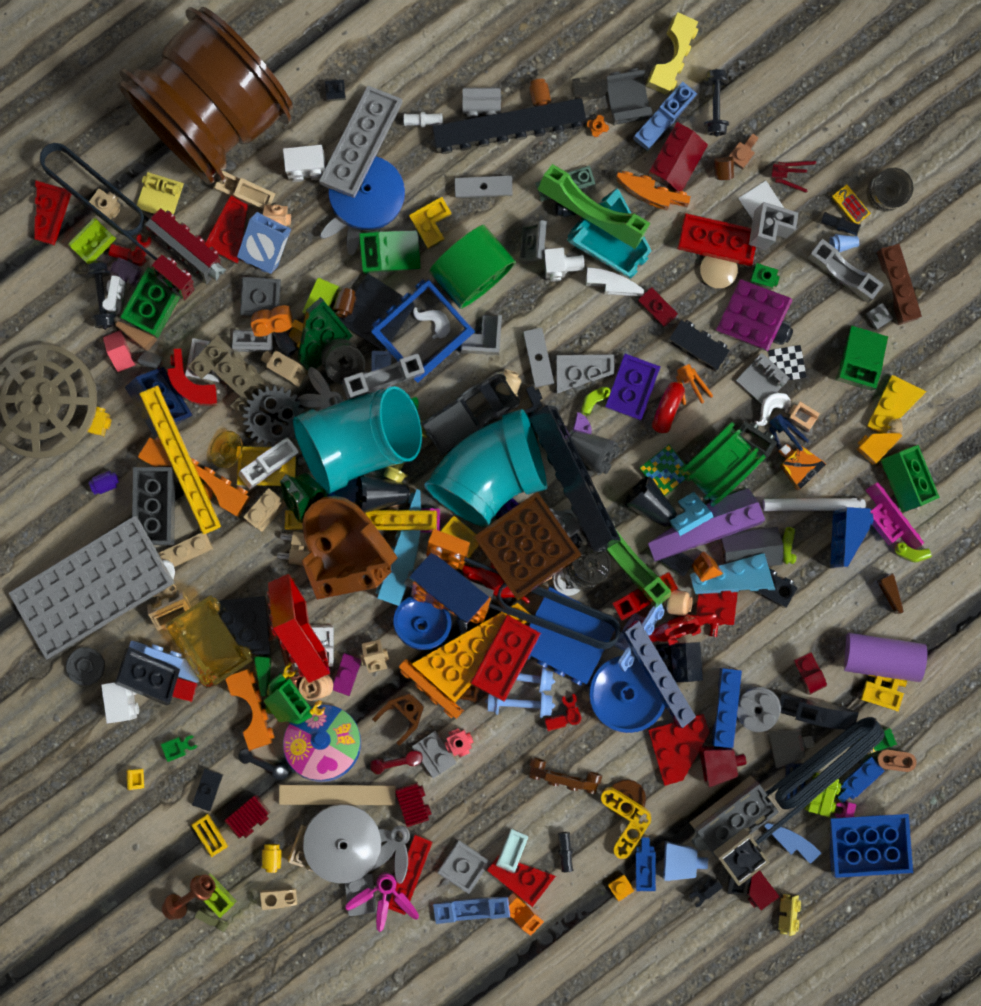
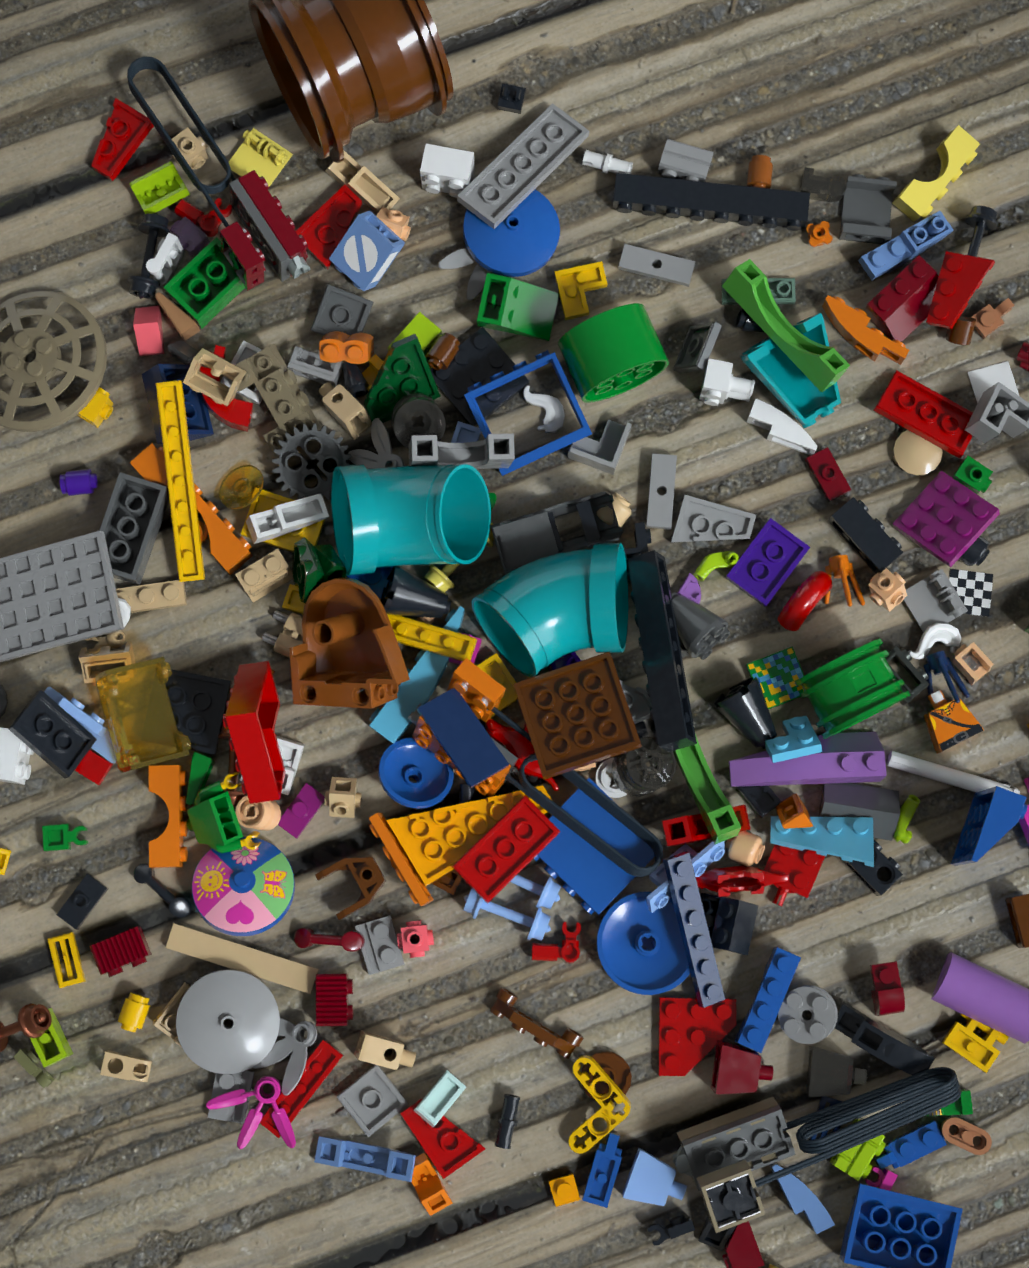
camera: 20 degrees right, 5 degrees down
(178, 382) = (202, 383): none -> tan window
(452, 830) = (372, 1049): none -> tan torso
(711, 135) = (955, 286): none -> red wing
(726, 381) = (887, 589): none -> light nougat brick

